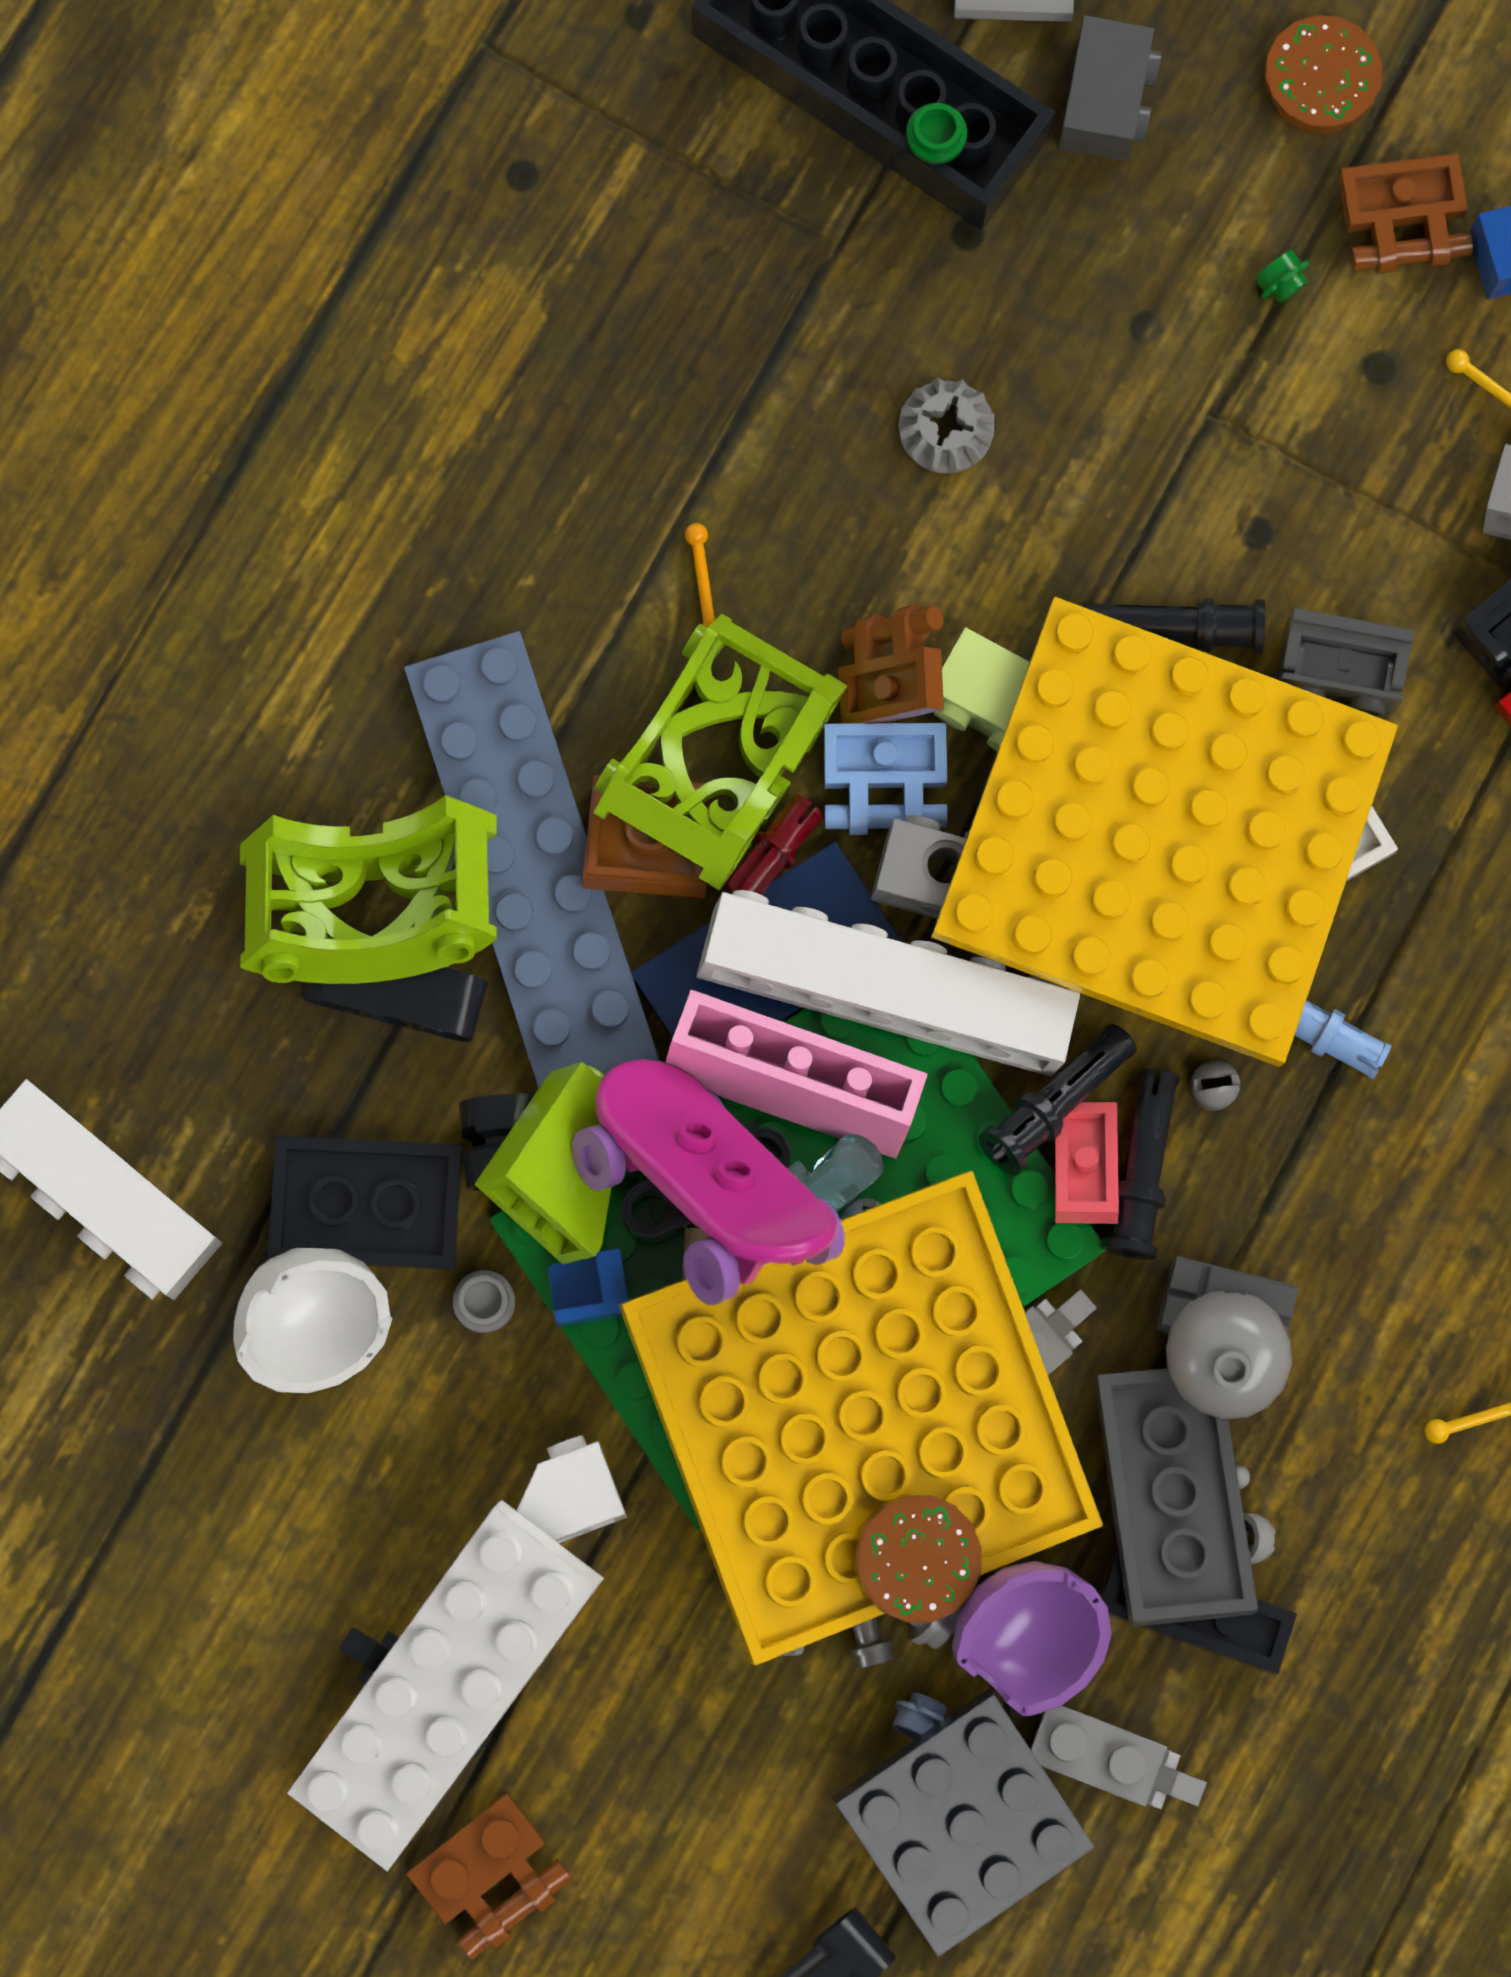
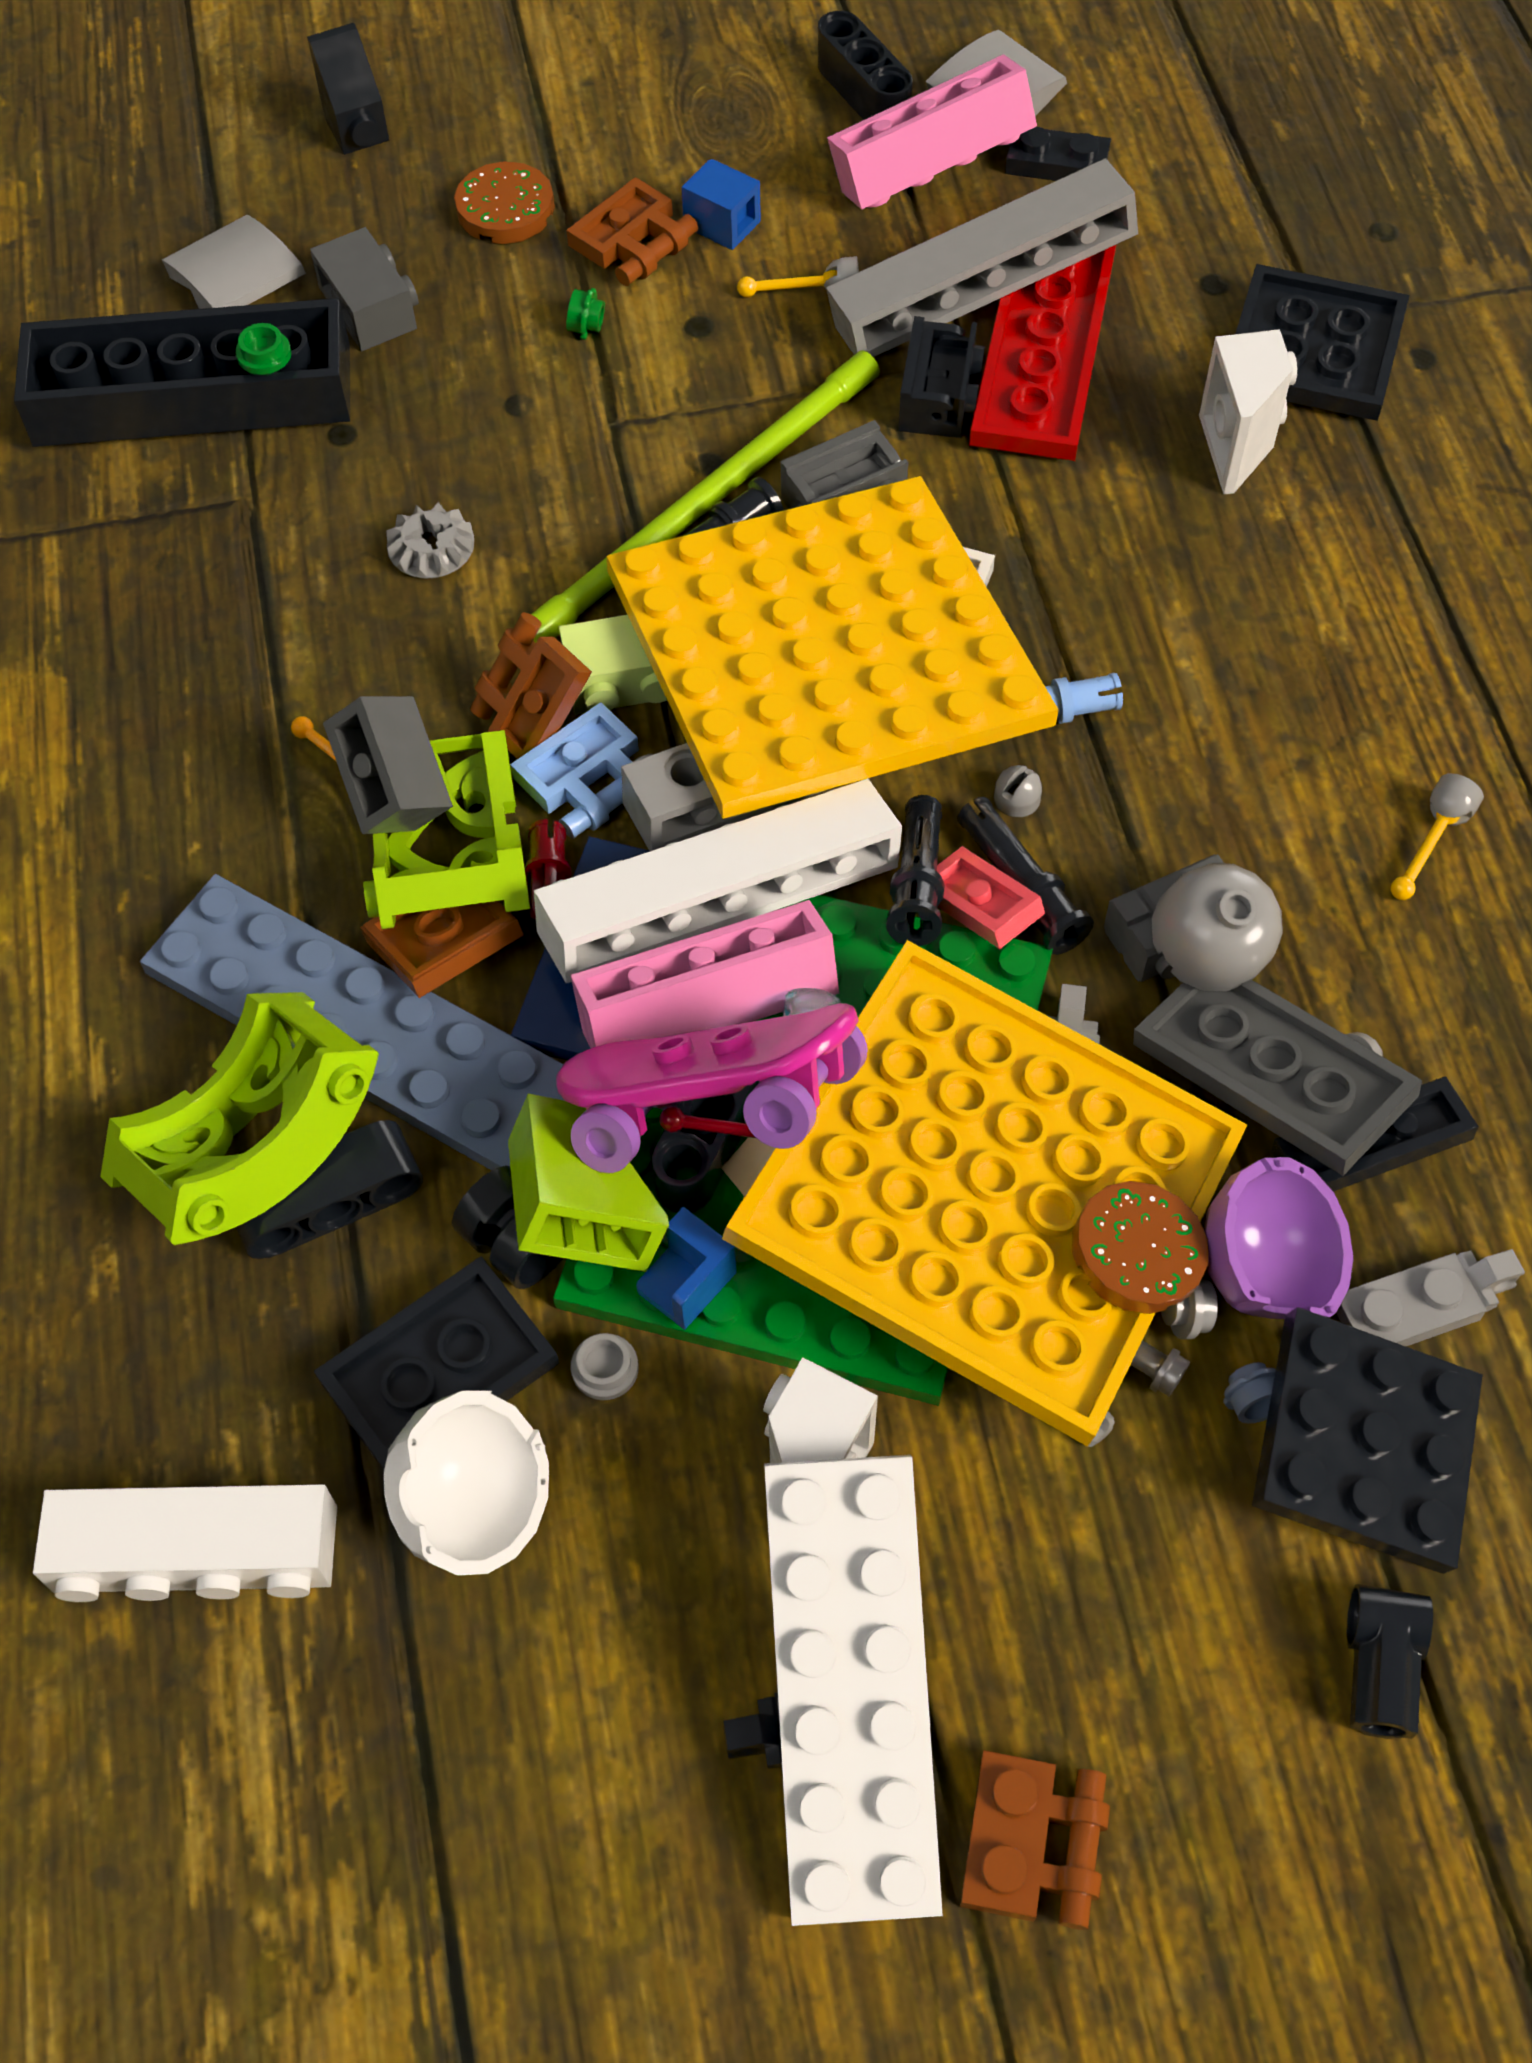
camera: 35 degrees left, 20 degrees down
(707, 671) = (387, 764): none -> dark grey brick
(1433, 550) = (837, 389): none -> lime piece

